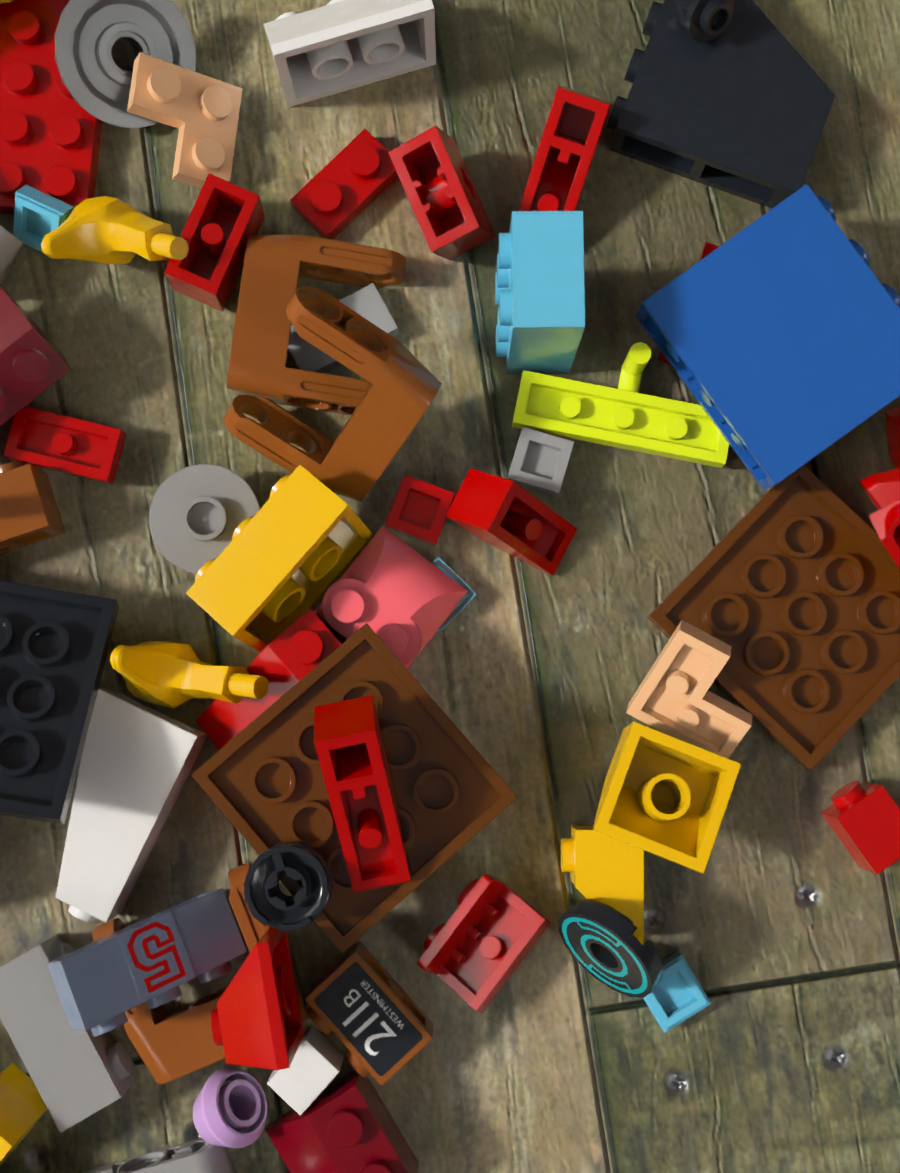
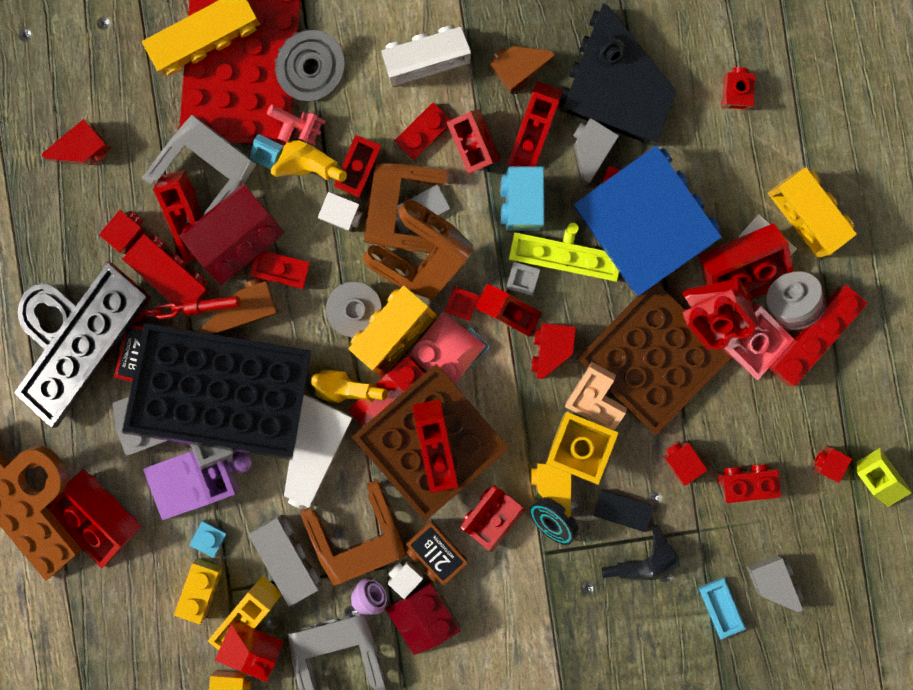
camera: 10 degrees left, 5 degrees up
(92, 161) = (306, 127): none -> coral arm
(147, 962) = (331, 525): sand blue brick -> none
(183, 334) = (340, 212): none -> white brick
(195, 104) = (348, 93): light nougat plate -> none
(260, 1008) = (385, 545): red slope -> none
(263, 891) = (405, 478): black wheel -> none
(530, 57) = (518, 65): none -> dark orange slope
(605, 592) = (554, 348): none -> red slope
(671, 209) = (592, 147): none -> light grey slope
(676, 994) = (586, 544): medium azure tile -> none
(748, 924) = (623, 510): none -> black tile
(827, 1037) = (659, 564): none -> black animal

